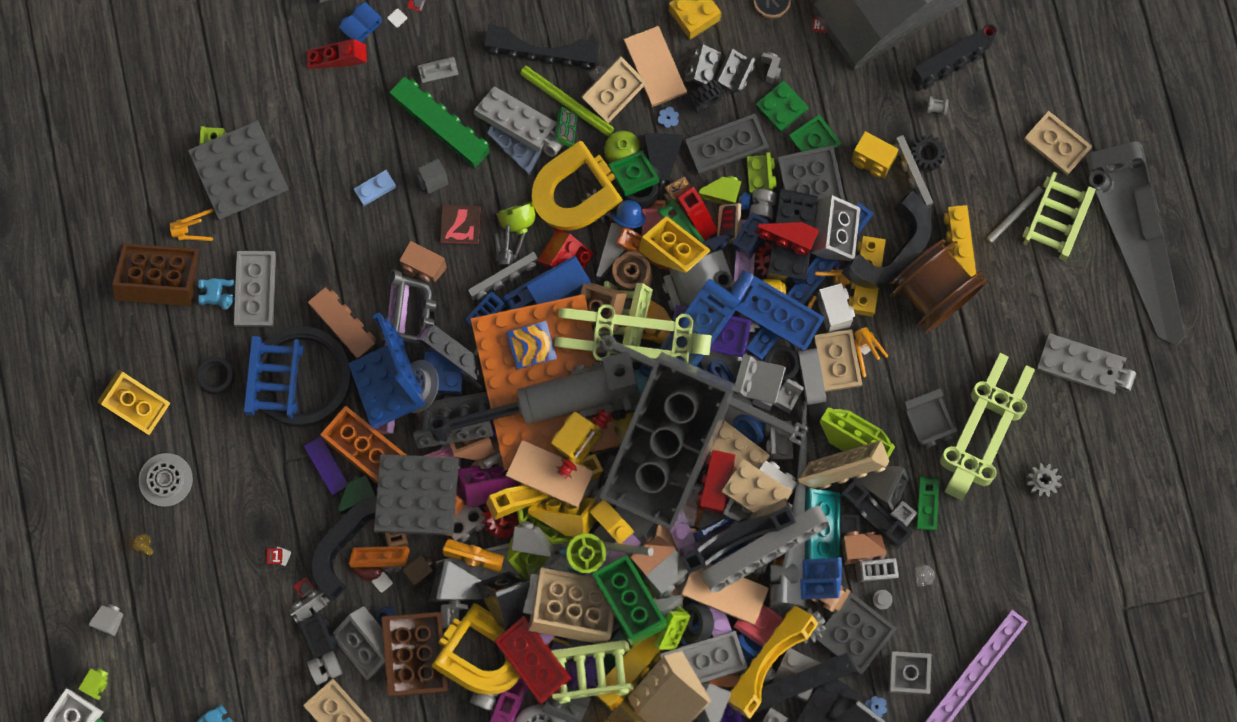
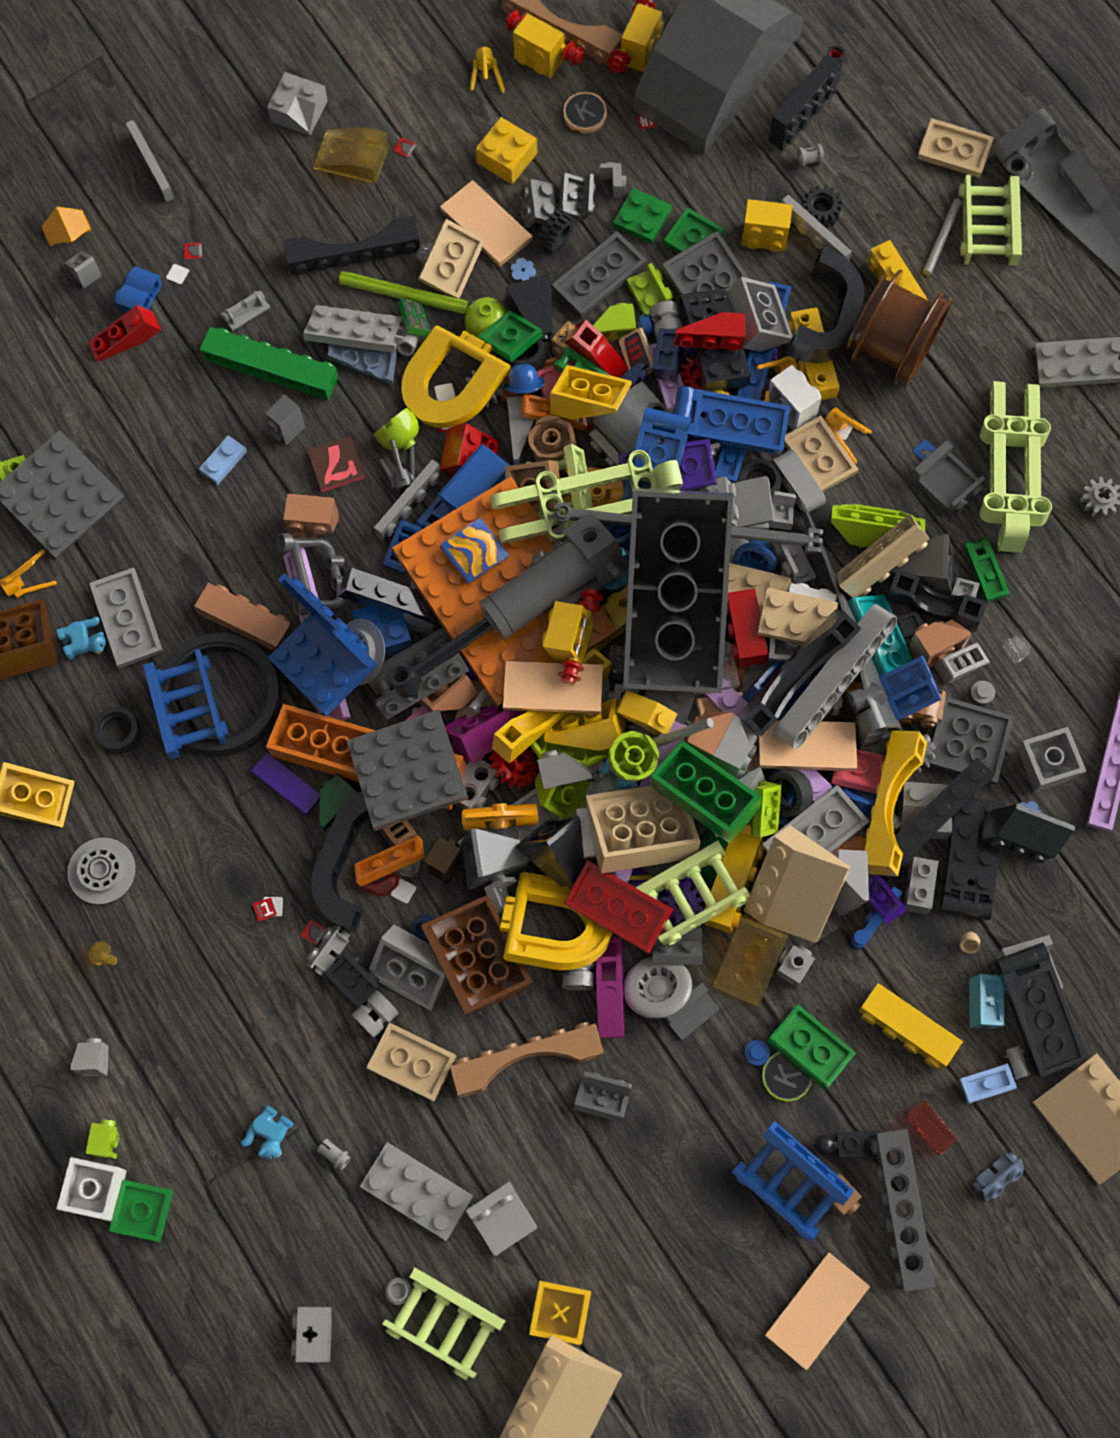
camera: 20 degrees left, 5 degrees down
(567, 196) = (444, 392): none -> white sticker
(923, 387) = (924, 449): none -> blue sticker

